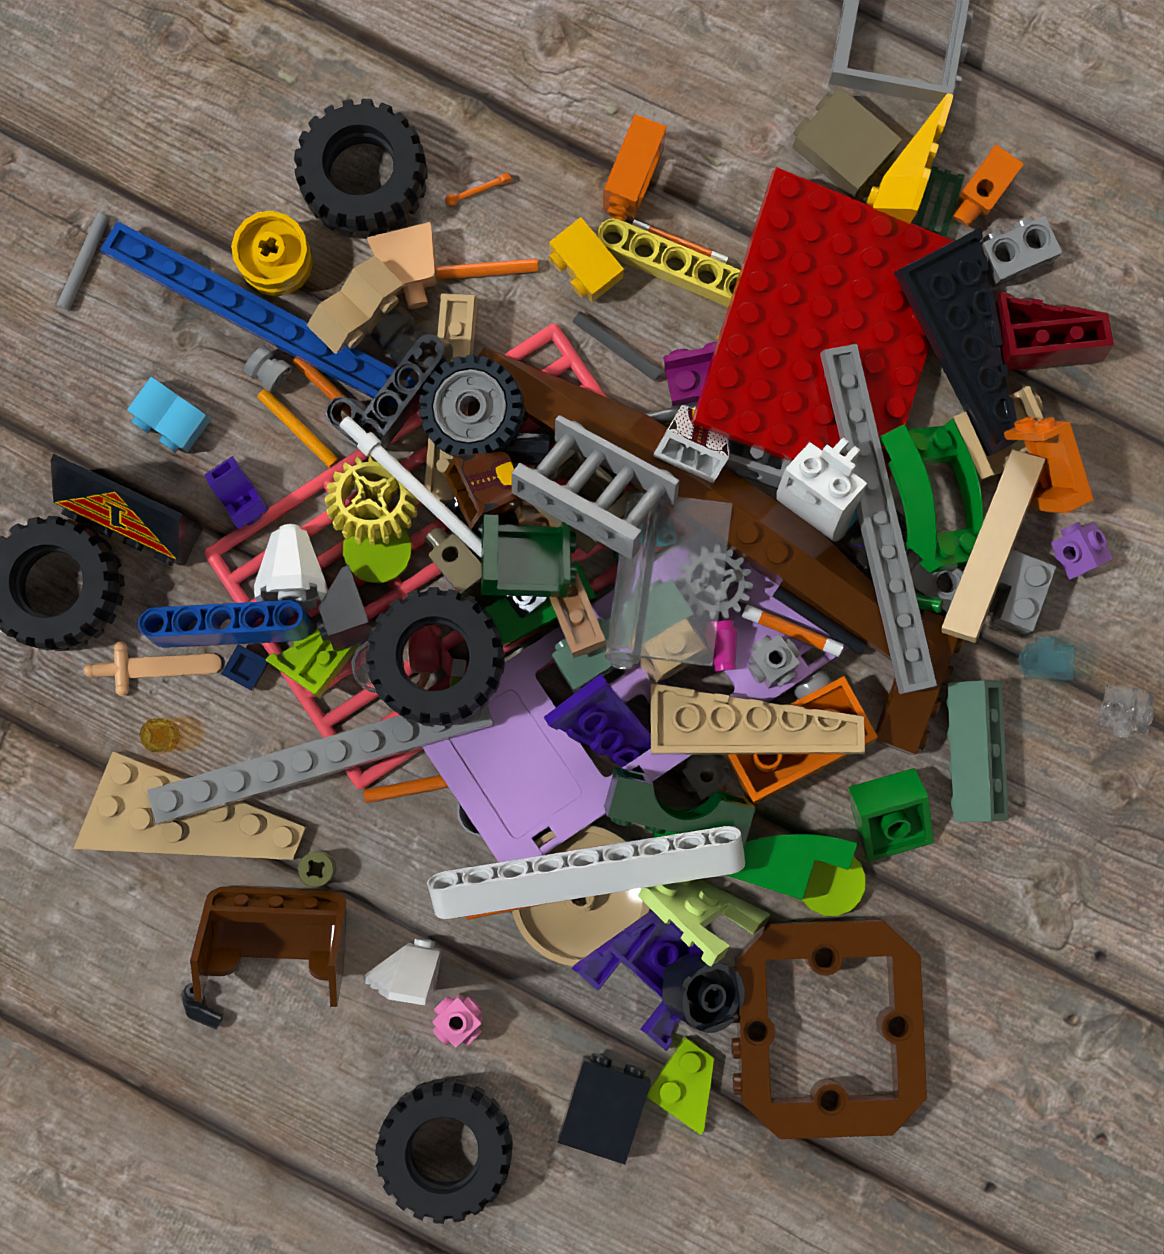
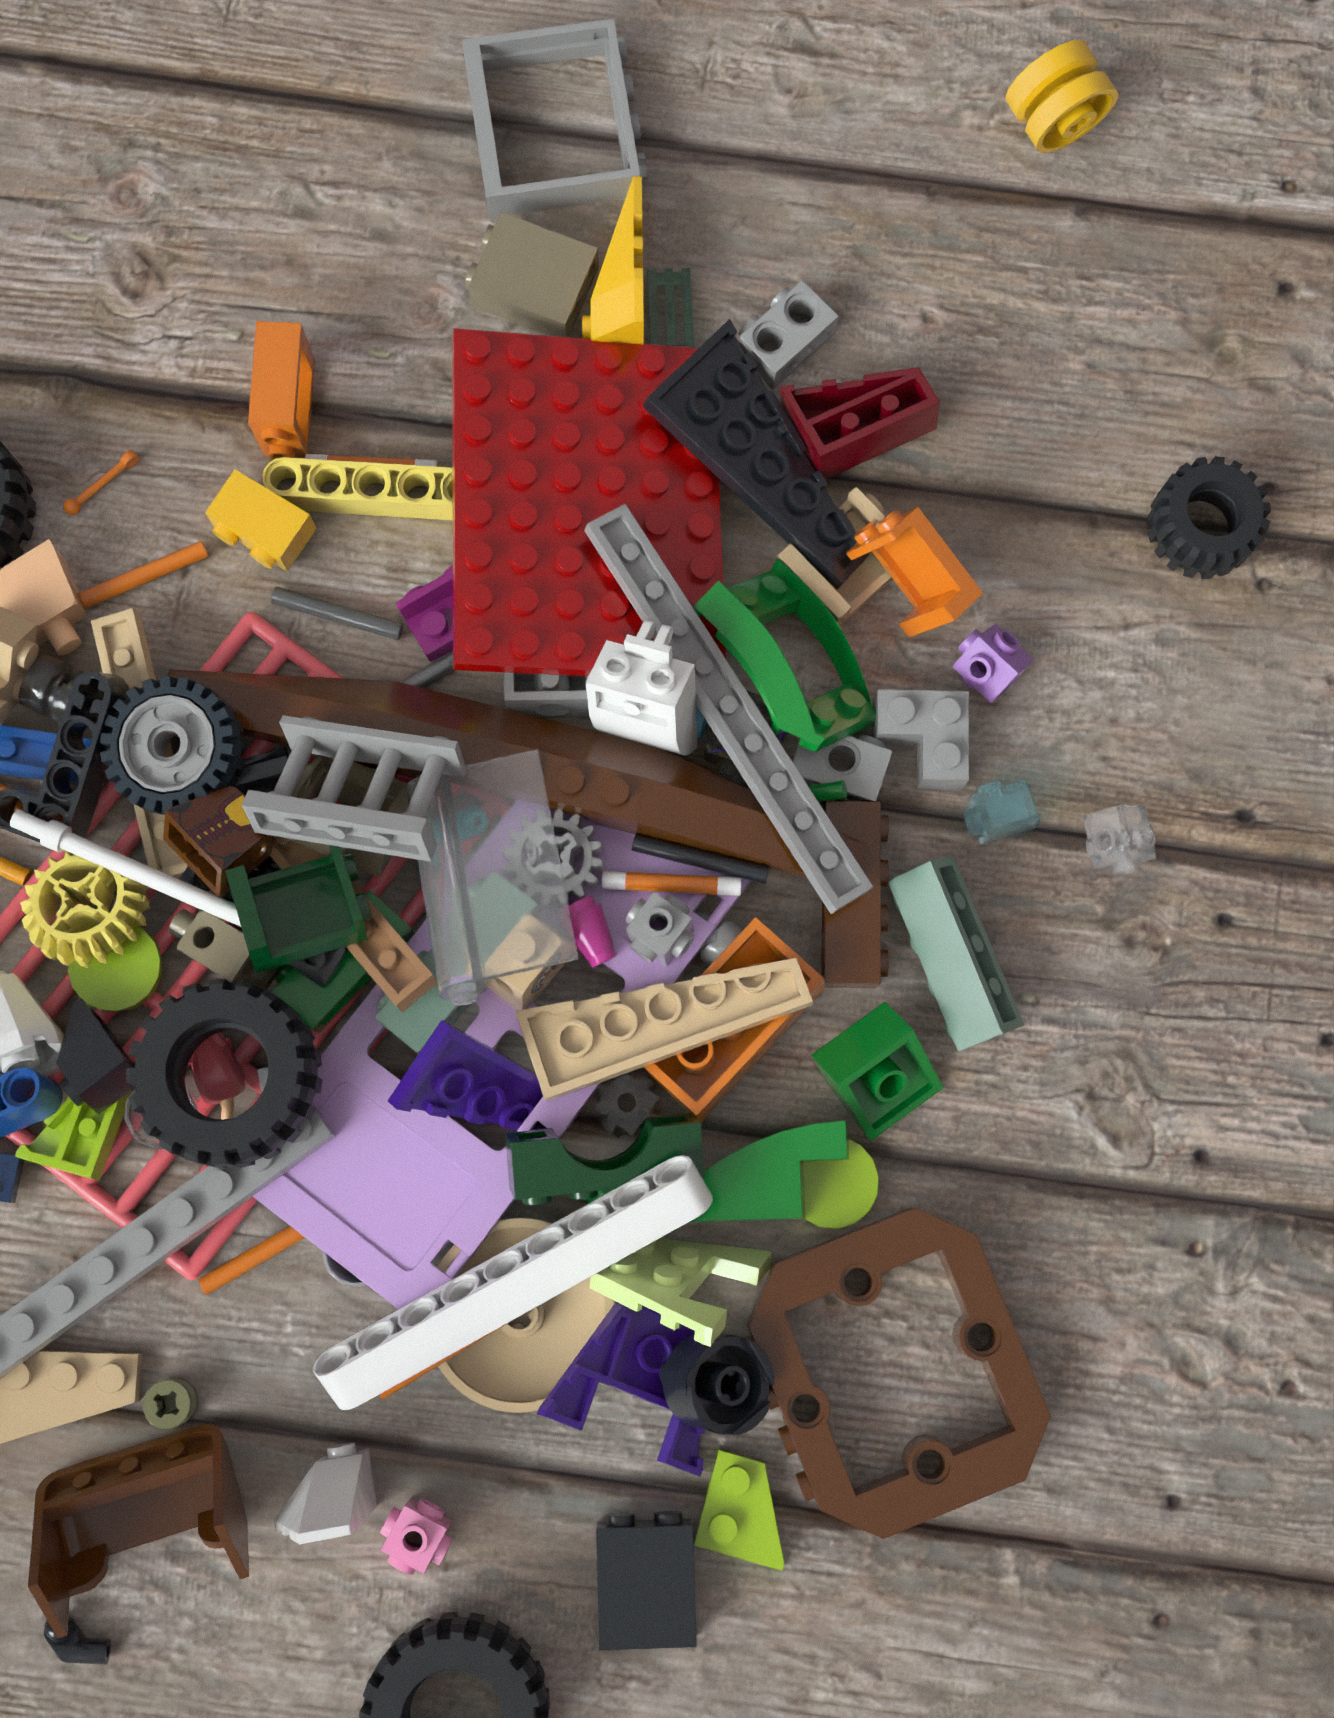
camera: 20 degrees left, 5 degrees down
(693, 447) = (465, 699): white torso -> none
(993, 177) = (724, 256): orange torso -> none
(993, 546) = (882, 694): tan tile -> none

